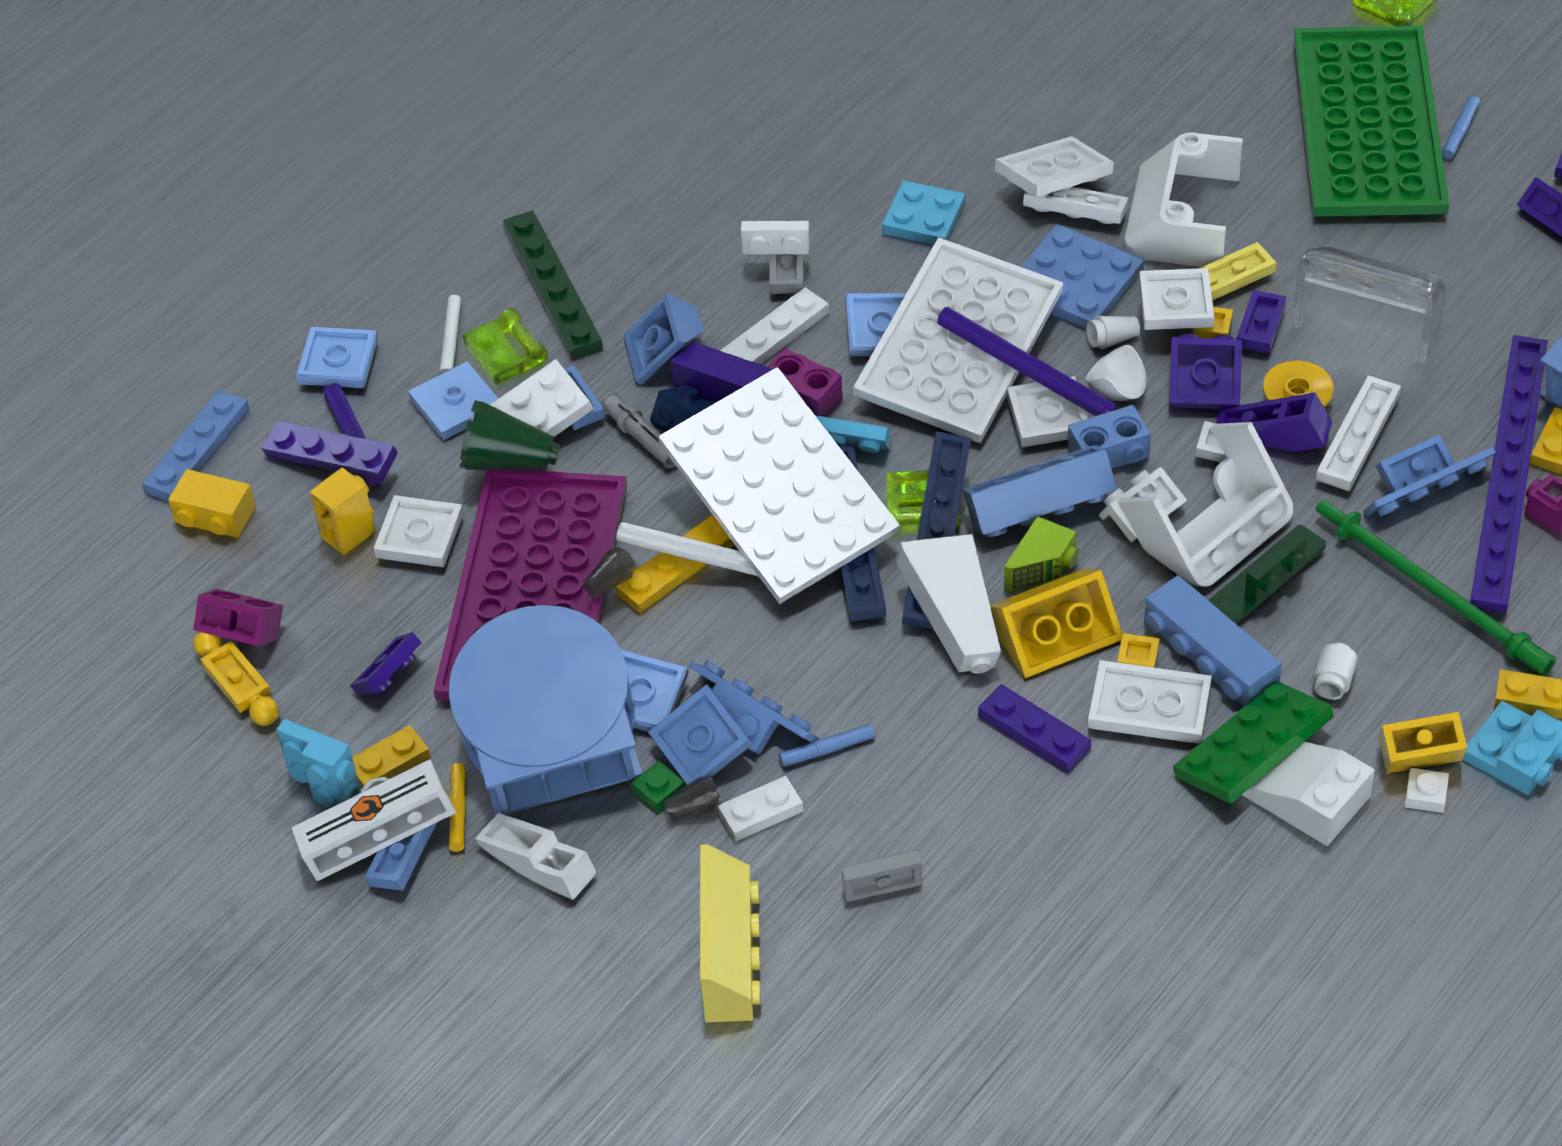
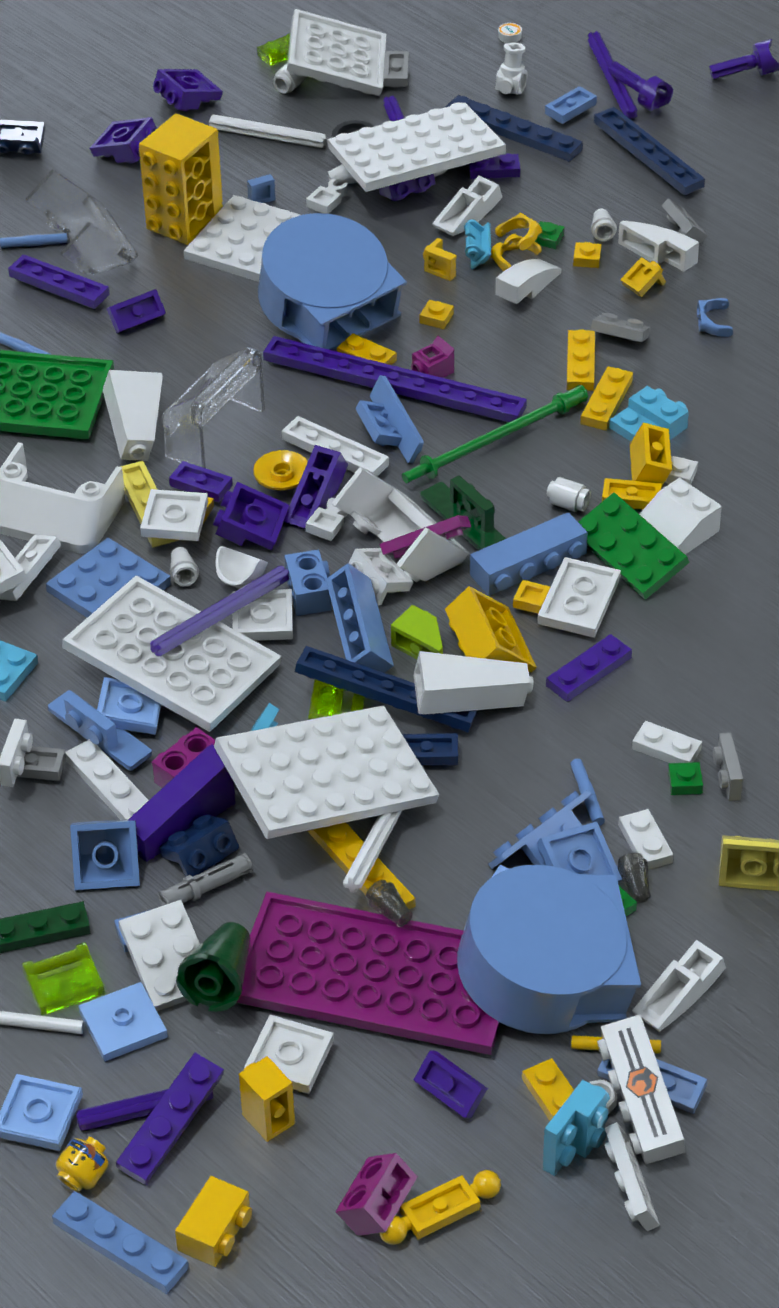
camera: 85 degrees left, 5 degrees down
(265, 830) = (630, 1177): none -> white plate
(273, 396) = (82, 1164): none -> yellow head
(828, 303) = (100, 730): none -> medium blue bracket
(865, 839) = (685, 778): none -> green plate
(917, 816) = (666, 744): none -> white plate
(1191, 526) = (449, 528): none -> magenta plate
(1358, 732) = (634, 493): none -> yellow plate
(1374, 229) = (133, 410): none -> white slope

